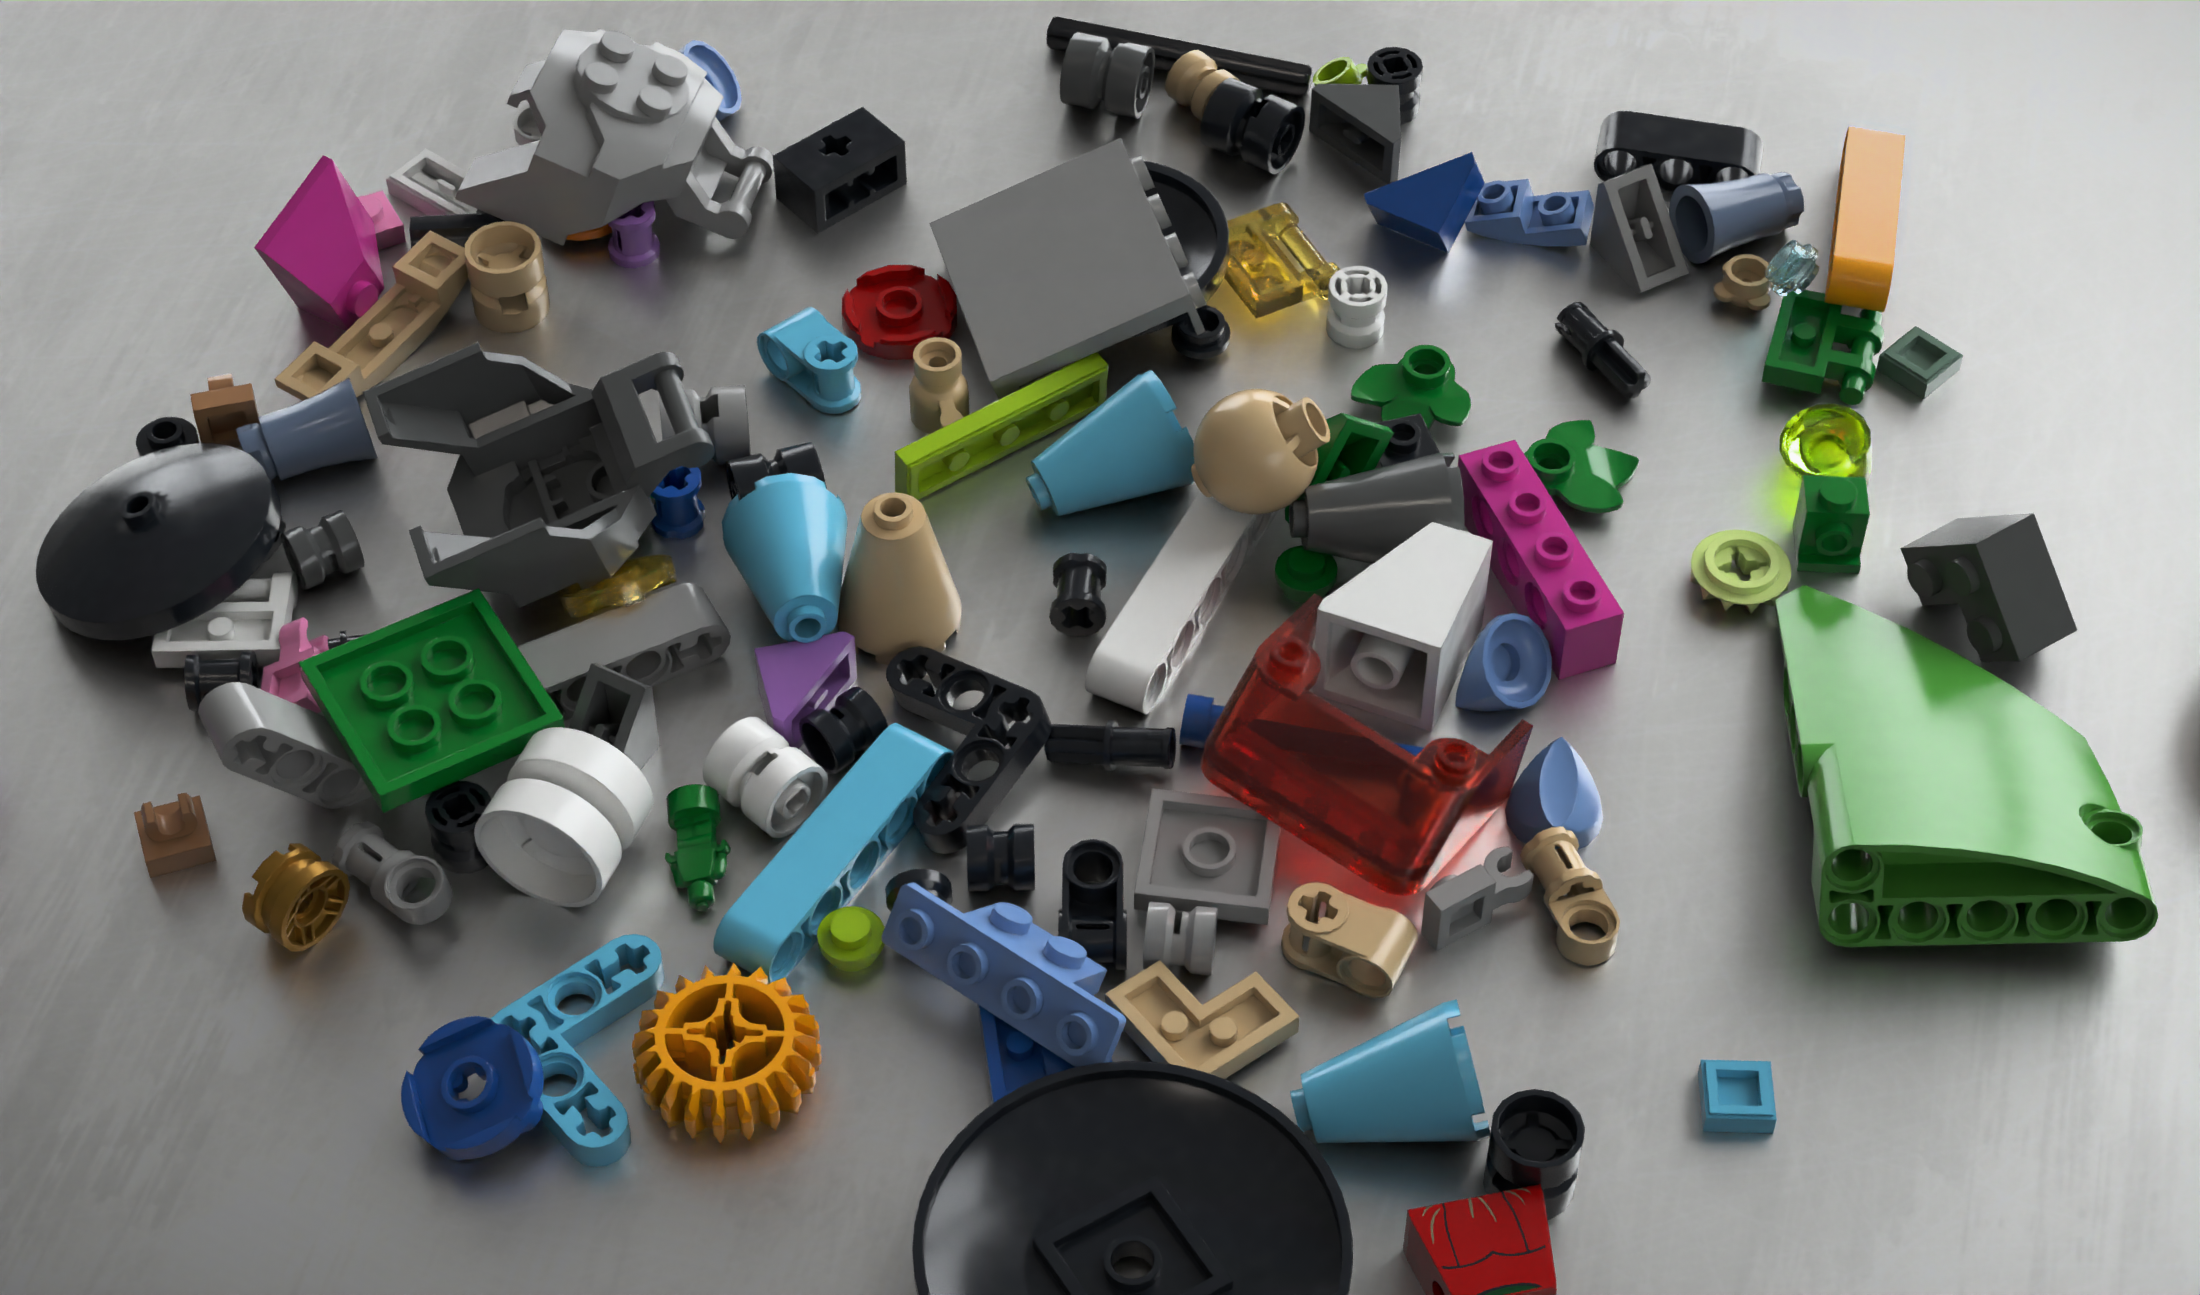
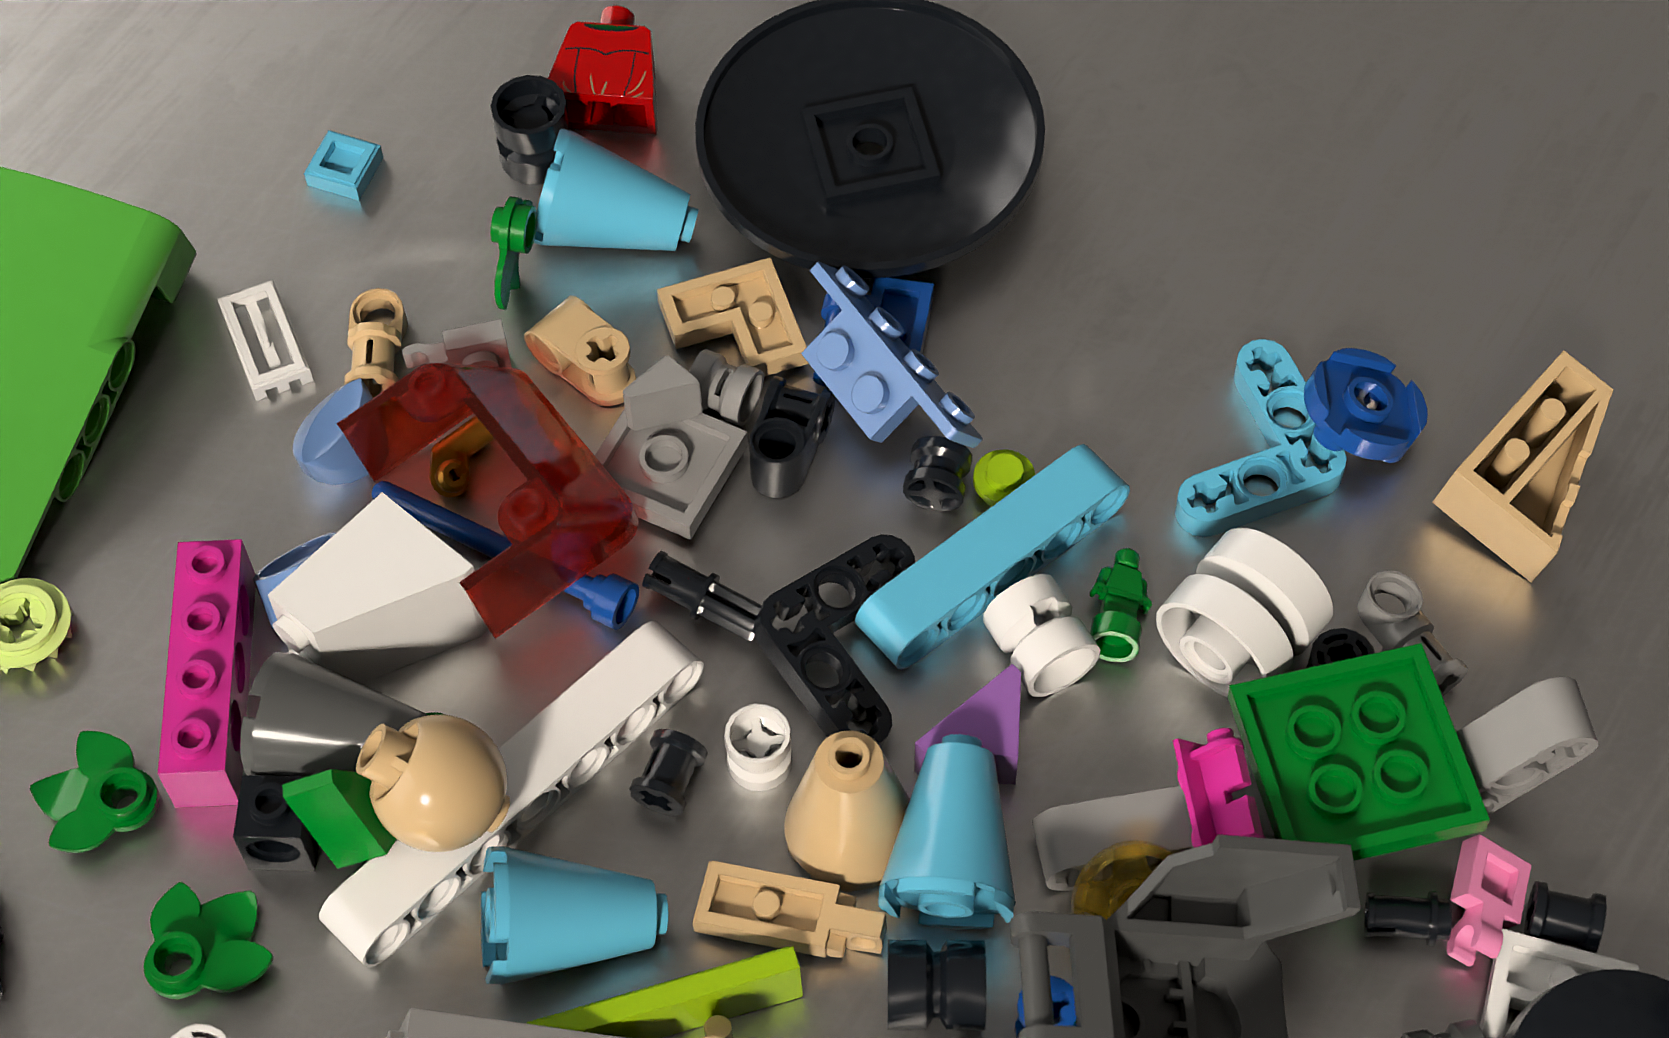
camera: 160 degrees left, 10 degrees up
(174, 835) = (1621, 764): medium nougat tile -> none
(283, 1063) = (1529, 467): none -> tan wedge
(296, 897) = (1505, 626): pearl gold wheel -> none
(556, 622) = (1208, 779): none -> dark pink hinge
(618, 713) = (1171, 714): dark grey slope -> none
(762, 1073) = (1166, 417): light orange gear -> none
(844, 730) = (948, 675): black wheel -> none
(958, 516) = (785, 912): none -> tan hinge
(1000, 857) = (848, 504): black wheel -> none
(1003, 628) = (755, 732): none -> white wheel
(1227, 868) = (662, 396): none -> light grey slope
(1469, 977) = (515, 232): none -> green plate
(1687, 890) = (278, 375): none -> white tile

